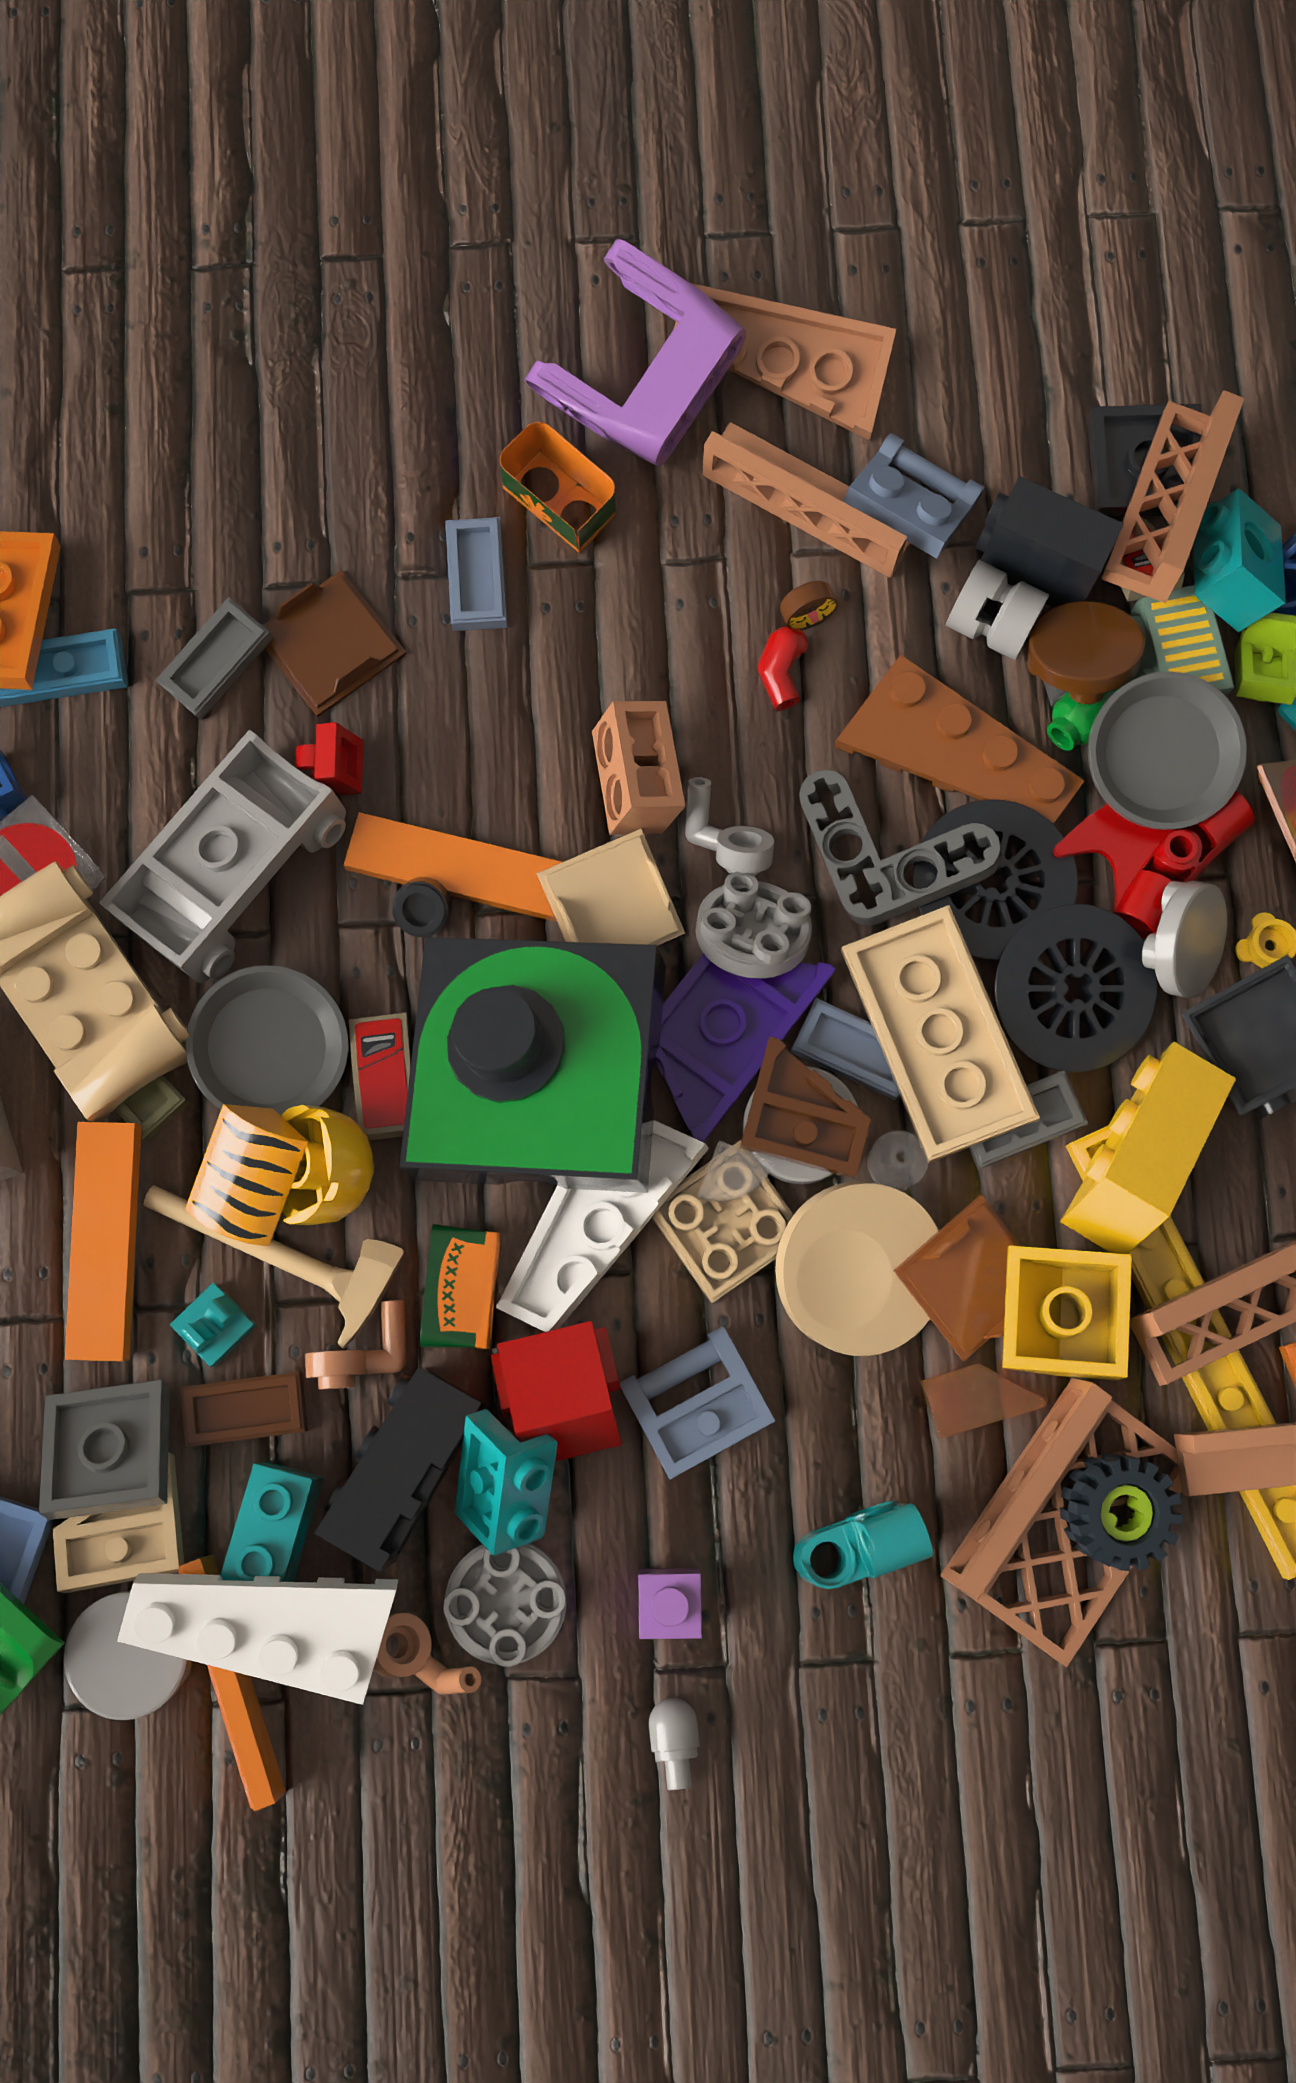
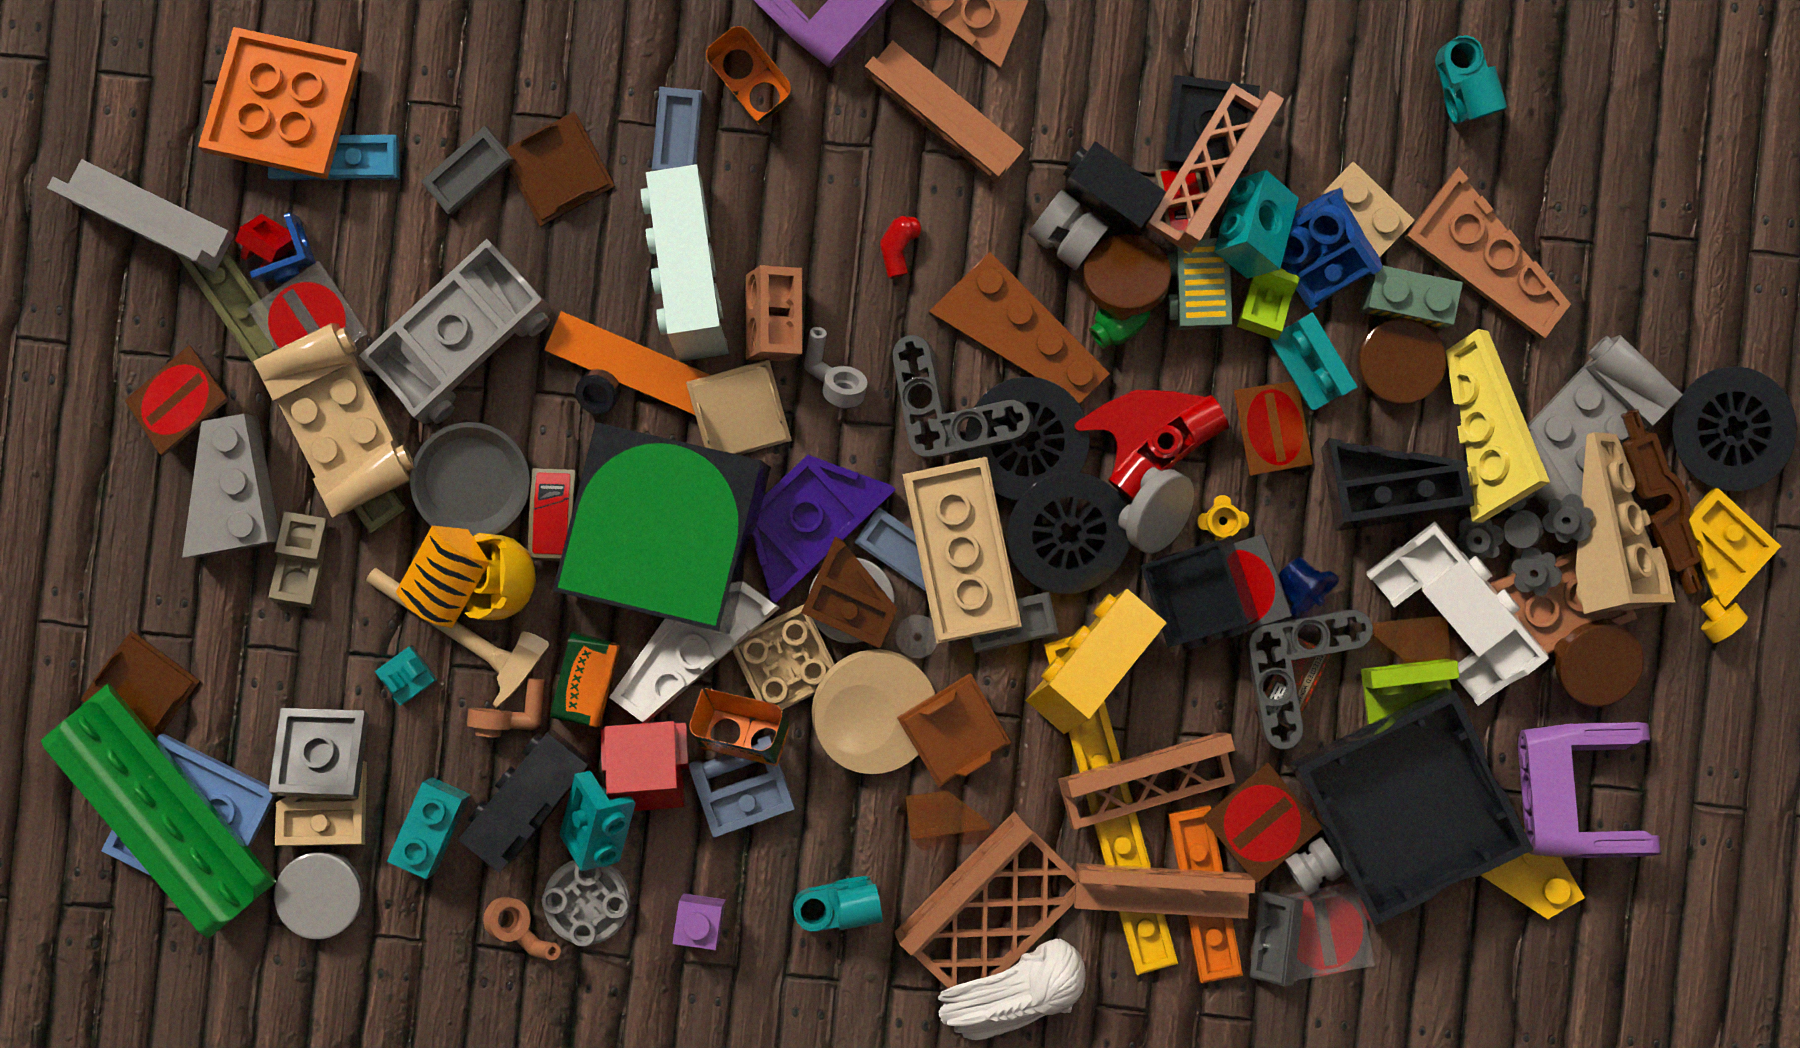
camera: 10 degrees right, 10 degrees up
(47, 1191) = (299, 560): none -> dark tan slope
(103, 1241) = (334, 603): orange tile -> none
(243, 1409) = (420, 738): reddish brown tile -> none
(244, 1721) = (388, 924): orange tile -> none
(270, 1629) = (429, 900): white wing -> none
(334, 759) = (548, 267): red tile -> none
(505, 1043) = (641, 514): black piece -> none
(514, 726) = (684, 263): none -> light aqua wedge
(674, 1740) = (689, 1012): light grey cylinder -> none
(675, 1295) = (739, 710): none -> orange piece
(733, 1174) = (793, 630): clear tile -> none
(753, 927) = (840, 449): light grey tile -> none
(808, 605) = (926, 201): reddish brown tile -> none
(907, 506) = (1014, 133): sand blue plate -> none
(1067, 1312) = (1011, 768): yellow slope -> none
(1095, 1527) = (1004, 919): black bush -> none
(1157, 1618) = (1034, 987): none -> white hair
(1167, 750) = (1169, 367): dark grey piece -> none

